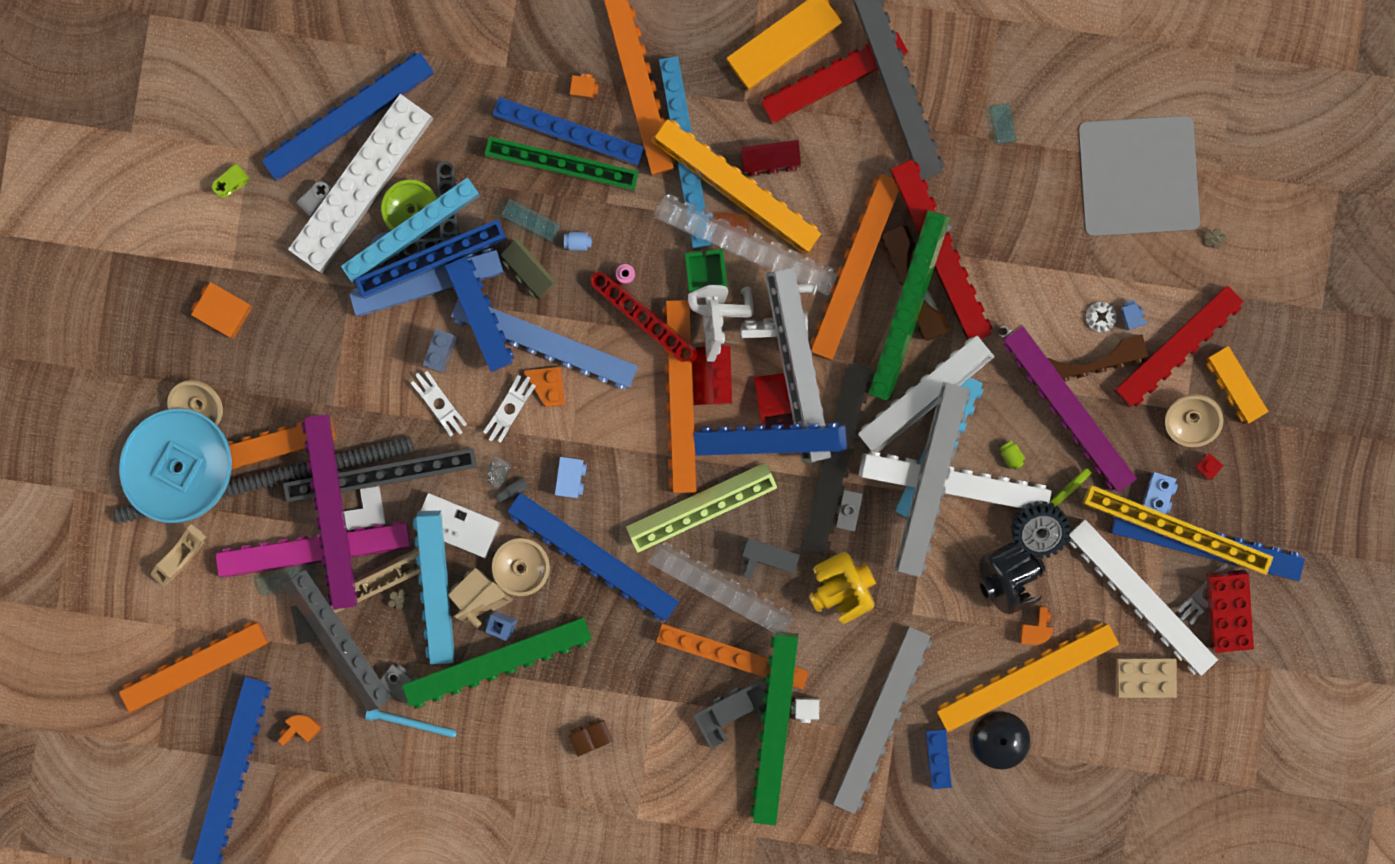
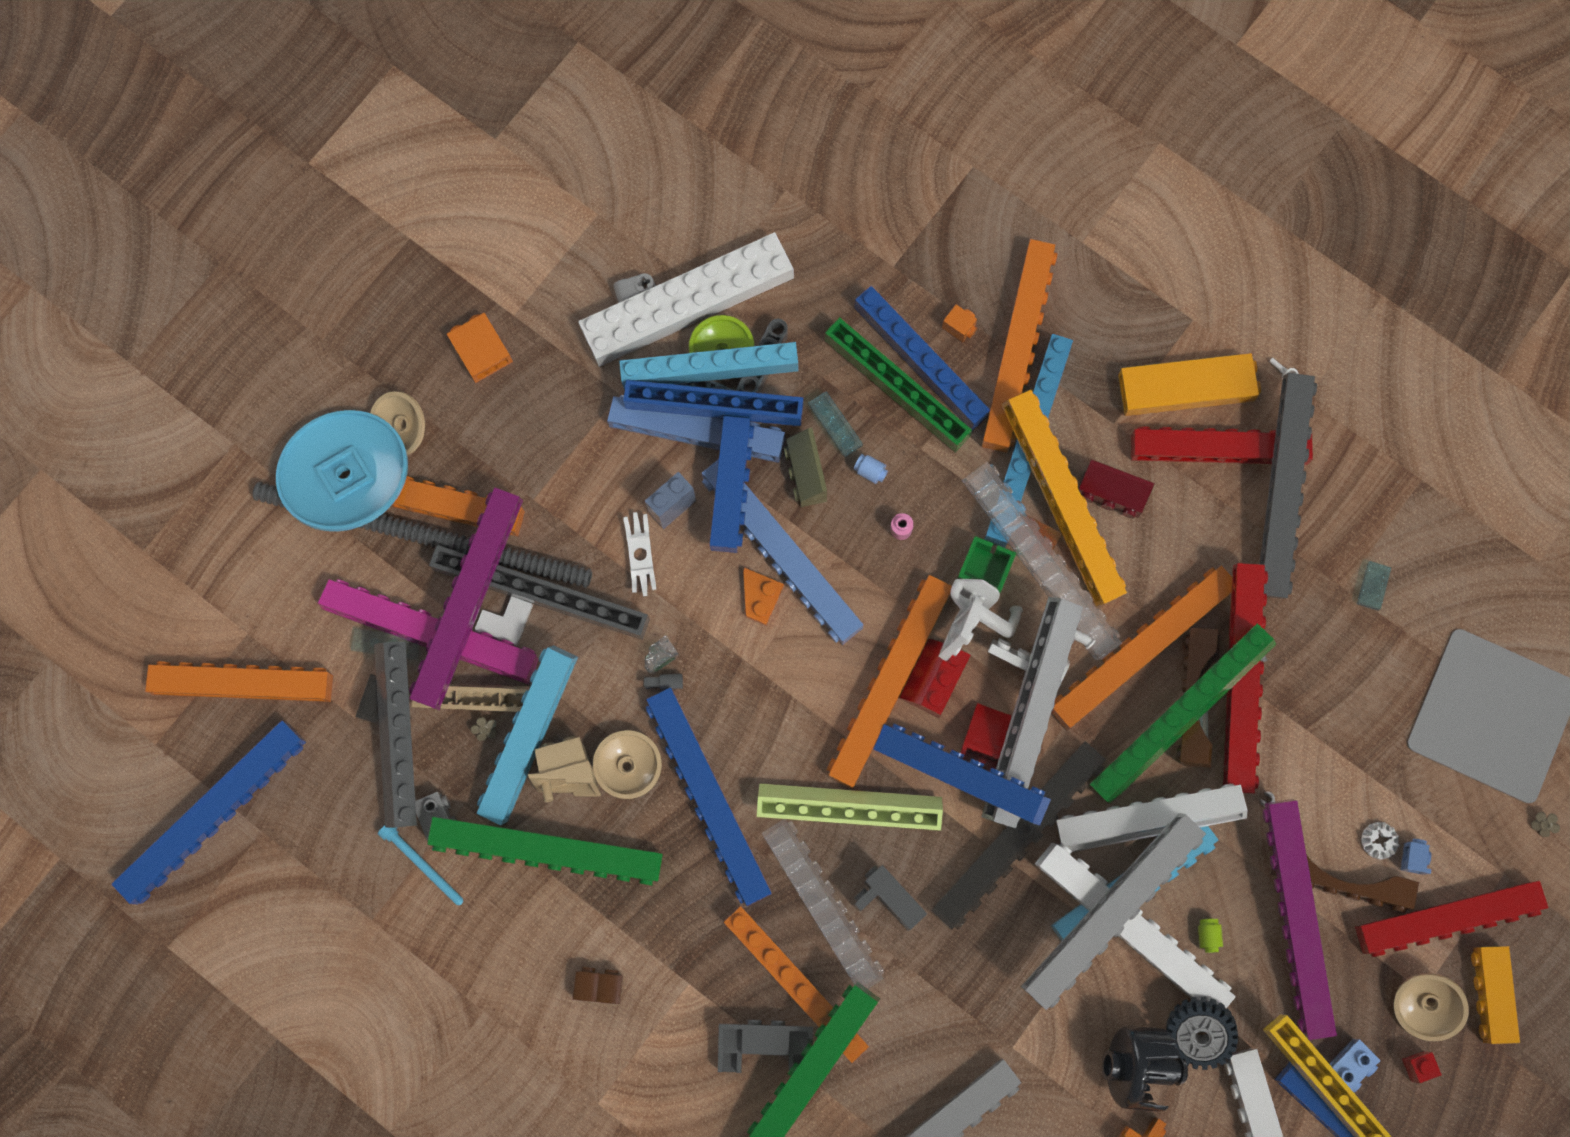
camera: 30 degrees right, 10 degrees down
(179, 556) = (291, 564): tan arch -> none
(231, 180) = (564, 231): lime piece -> none
(302, 724) = (311, 803): orange brick -> none
(348, 116) = (710, 230): blue brick -> none
(463, 526) = (594, 691): white brick -> none
(494, 628) = (571, 822): medium blue brick -> none
(504, 419) = (695, 601): white piece -> none
(569, 477) = (730, 700): light blue brick -> none
(635, 315) = (901, 587): red beam -> none
(805, 709) = (843, 1086): white brick -> none
(843, 584) = (957, 975): yellow piece -> none
(849, 510) = (1003, 897): light grey plate -> none
(1070, 487) = (1257, 1005): lime tile -> none

